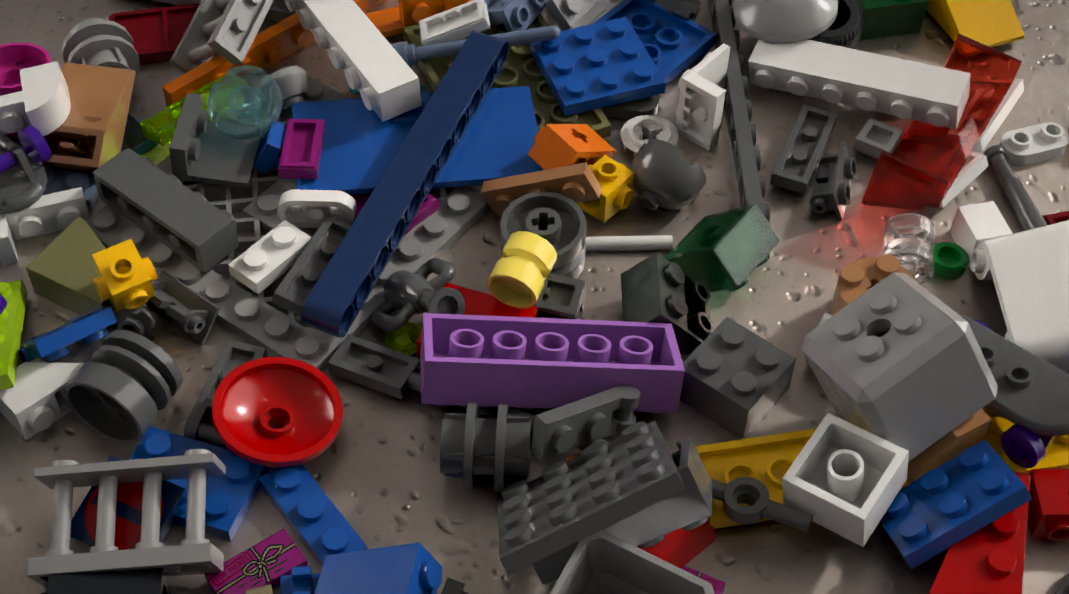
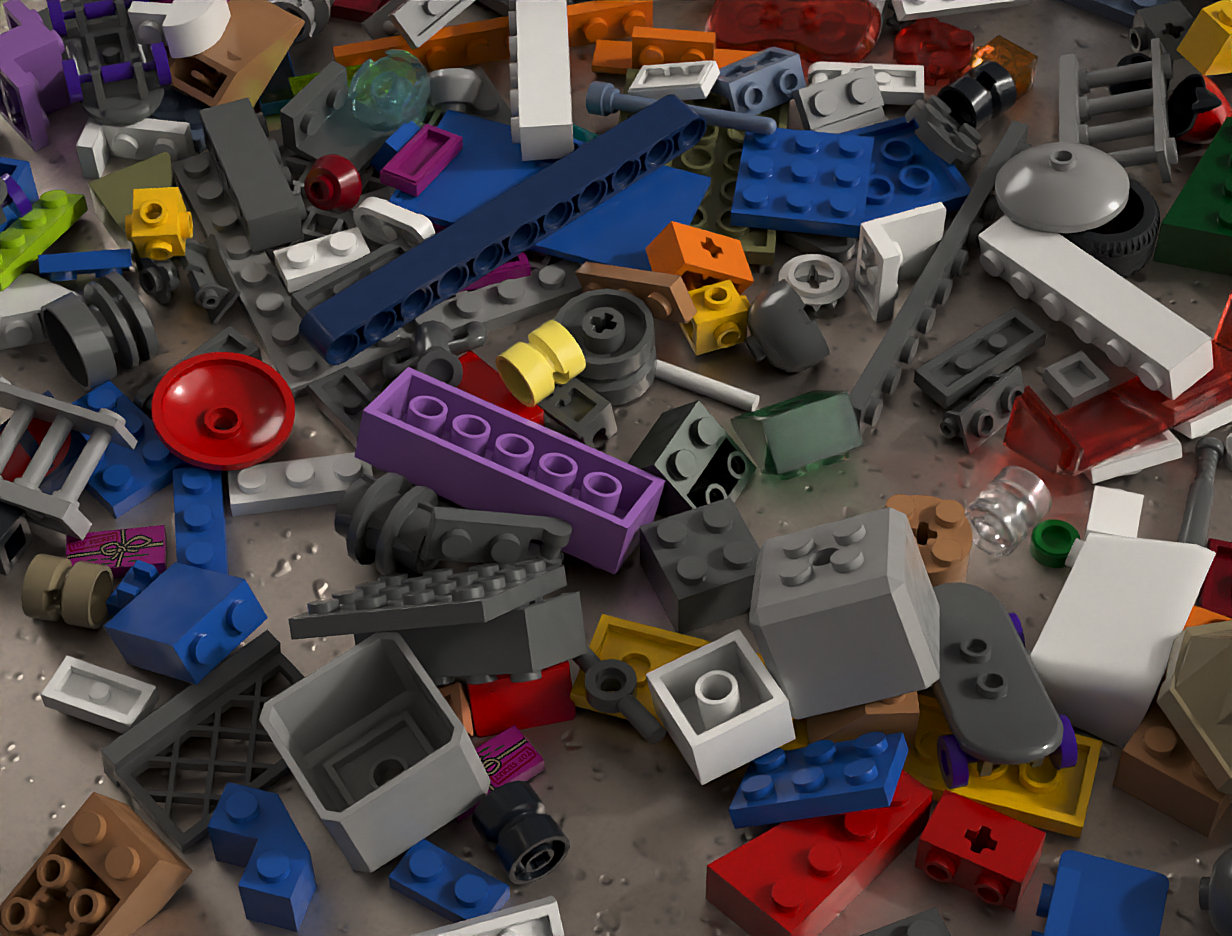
camera: 30 degrees right, 0 degrees up
(242, 184) = (333, 184): none -> dark red cone
(372, 445) = (294, 483): none -> white plate

